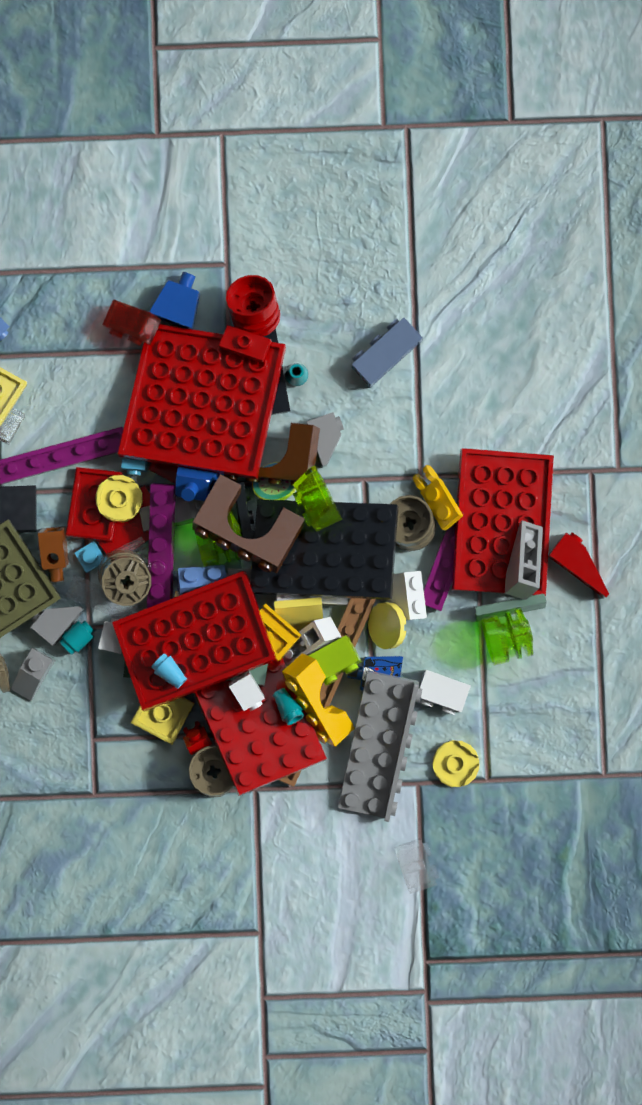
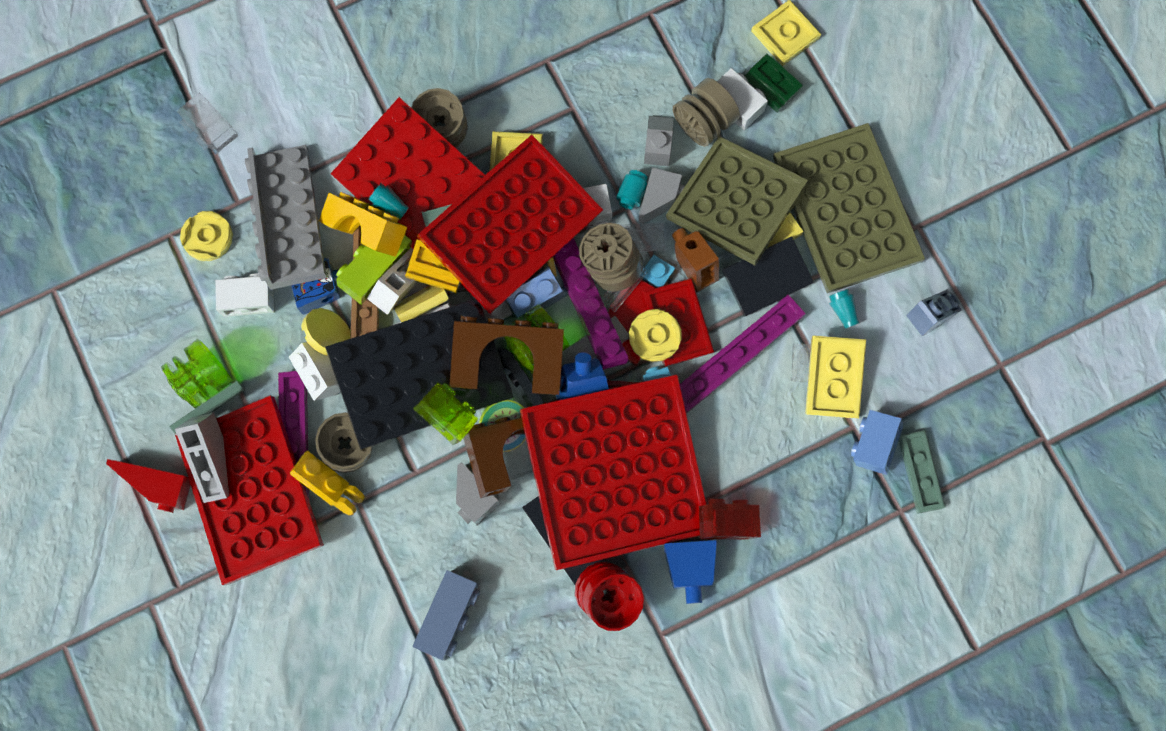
camera: 160 degrees right, 10 degrees down
(169, 671) = (521, 178): medium azure cone -> none
(196, 738) = (468, 143): red plate -> none
(245, 343) = (598, 550): red plate -> none
(247, 691) = (434, 193): white brick -> none
(296, 380) = (536, 555): teal cone -> none

